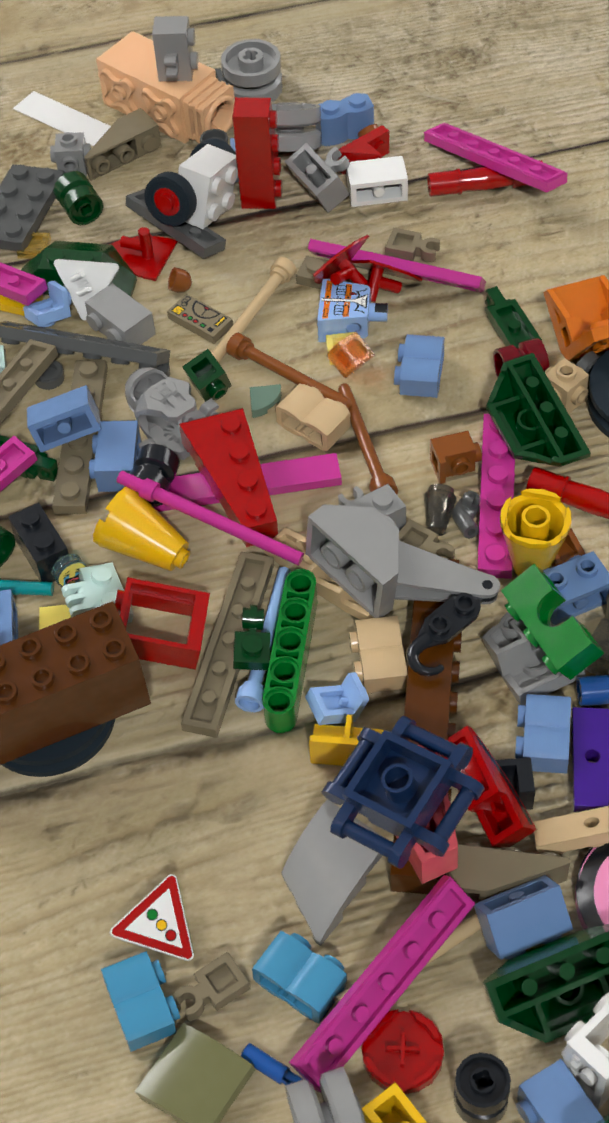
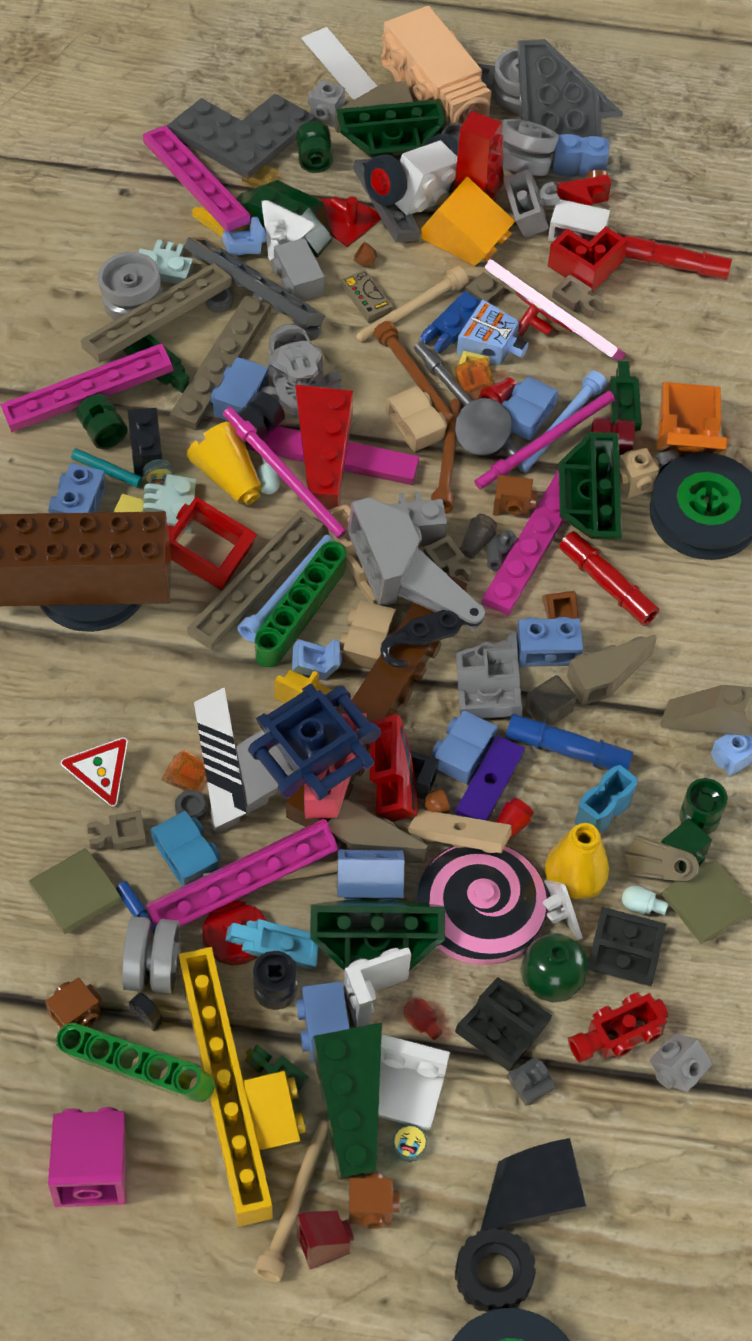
camera: 15 degrees right, 5 degrees up
(63, 418) = (208, 343): medium blue brick -> none
(139, 1000) = (60, 819): dark azure brick -> none
(148, 151) = (391, 127): none -> dark green wedge
(173, 48) = (449, 40): light grey brick -> none
(189, 529) = (268, 478): none -> light aqua cylinder
(207, 376) = (344, 350): dark green brick -> none
(252, 647) = (270, 589): dark green plate -> none
(254, 886) = (185, 772): none -> clear orange slope
(264, 398) = (384, 386): sand green tile -> none
(269, 216) = (468, 224): none -> light orange slope
(279, 918) = (191, 802): none -> dark grey tile
(289, 854) = (220, 758): none -> white sticker
(297, 67) = (558, 93): none -> dark grey wing
(300, 312) = (451, 322): none -> blue hinge
(306, 359) = (436, 366): none -> flat silver bar
(340, 268) = (501, 295): red shield -> none
(382, 366) = (499, 391): none -> red cone
(388, 399) = (484, 427): none -> tile
(401, 207) = (586, 260): none -> red brick
(429, 430) = (503, 467): none -> dark pink bar
(448, 1043) = (267, 936): none -> medium azure hinge
(471, 322) = (592, 385): none -> light blue piece
(496, 157) = (692, 241): dark pink tile -> none
(534, 528) = (533, 581): yellow cone -> none
(548, 805) = (437, 802): none -> dark orange hinge
(567, 646) = (504, 640): green arch -> none

